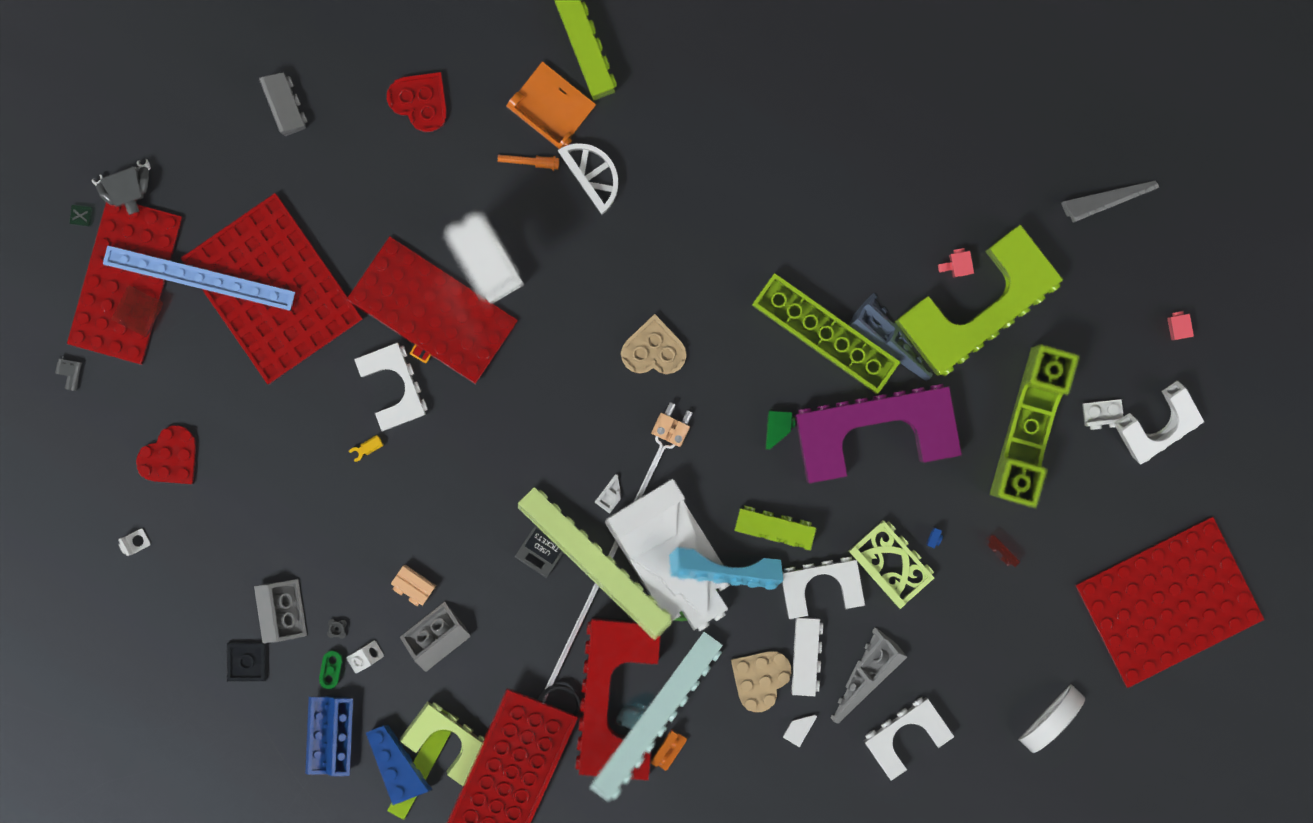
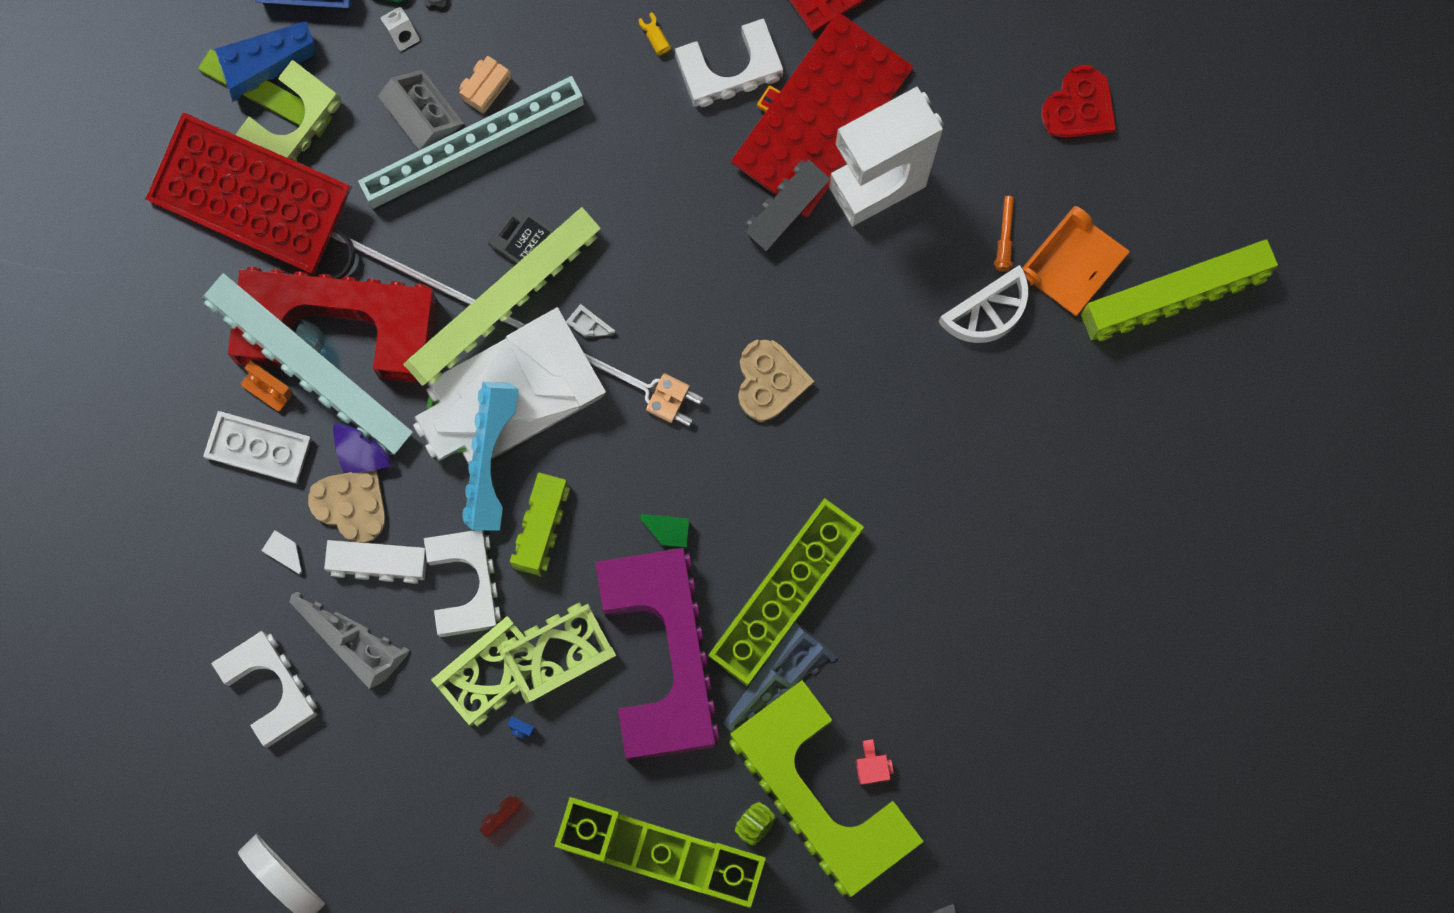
camera: 90 degrees right, 10 degrees down
(463, 594) = (471, 142): none -> light aqua brick
(511, 337) = (787, 204): none -> dark grey brick
(717, 754) = (257, 447): none -> white plate
(721, 674) = (357, 452): none -> dark purple brick
(881, 485) = (590, 656): none -> yellowish green fence
(1005, 354) = (755, 823): none -> lime gear

